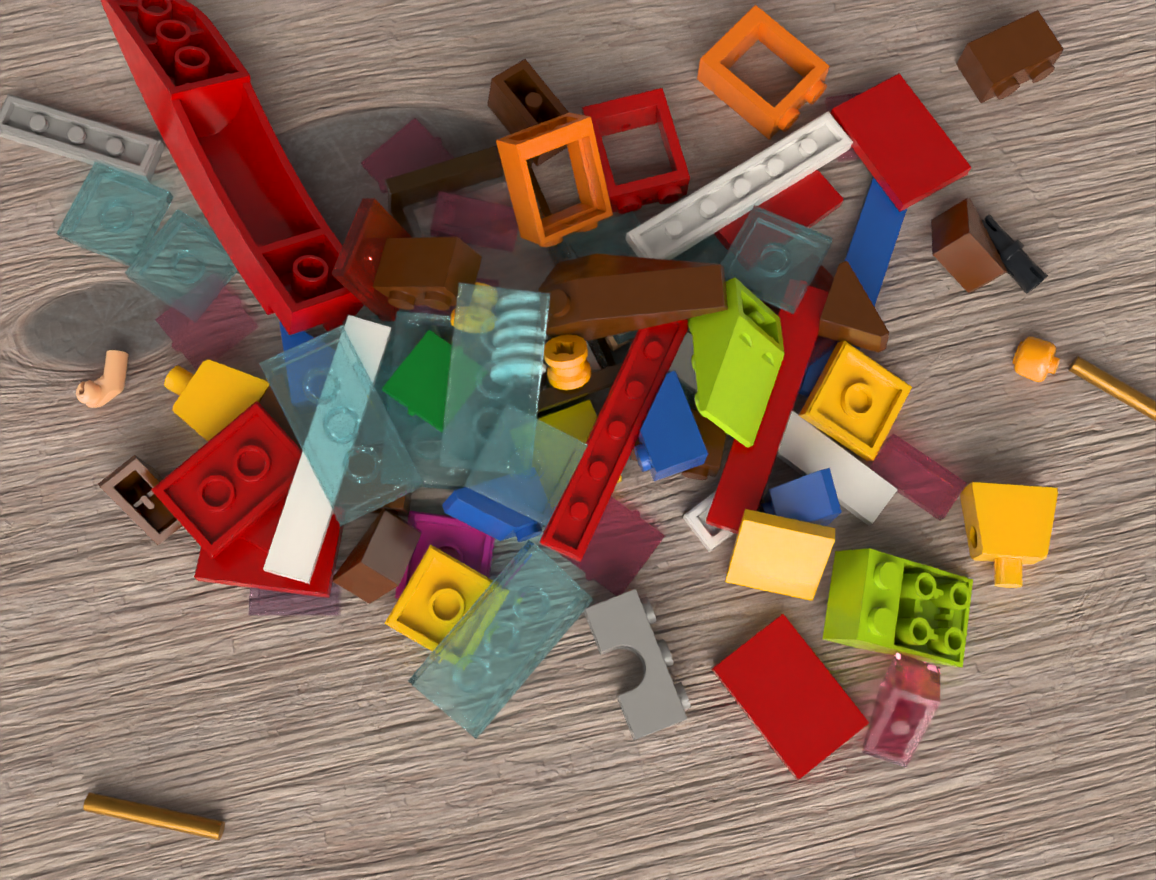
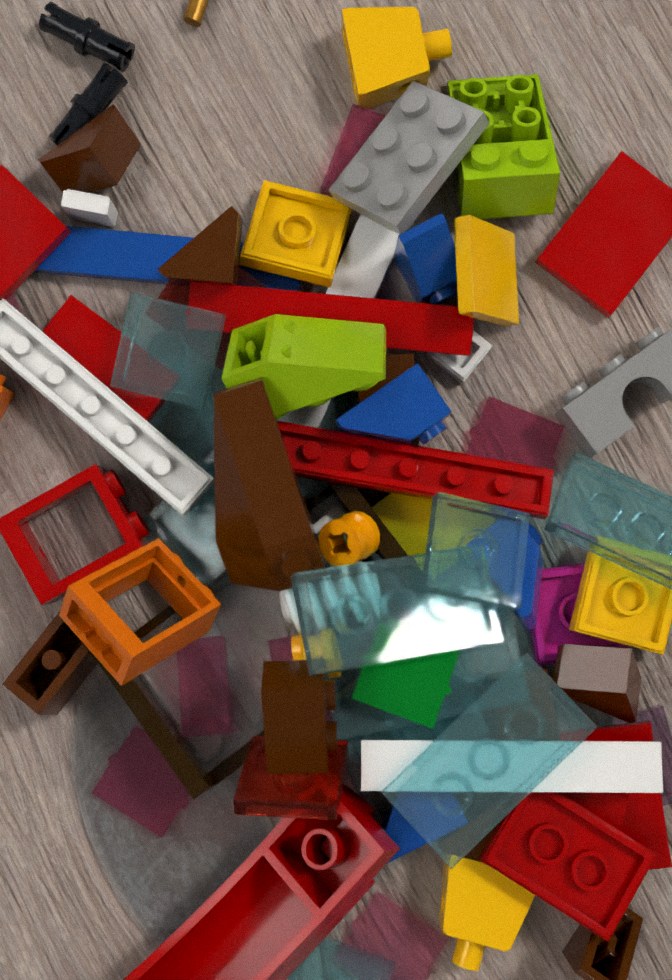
camera: 110 degrees left, 10 degrees up
(902, 709) = (599, 119): clear pink slope -> none
(903, 510) = (409, 157): none -> light grey plate
(917, 232) = (89, 208): none -> white tile
(1035, 359) = (195, 61): light orange piece -> none
(1075, 269) = (86, 36): none -> black pin

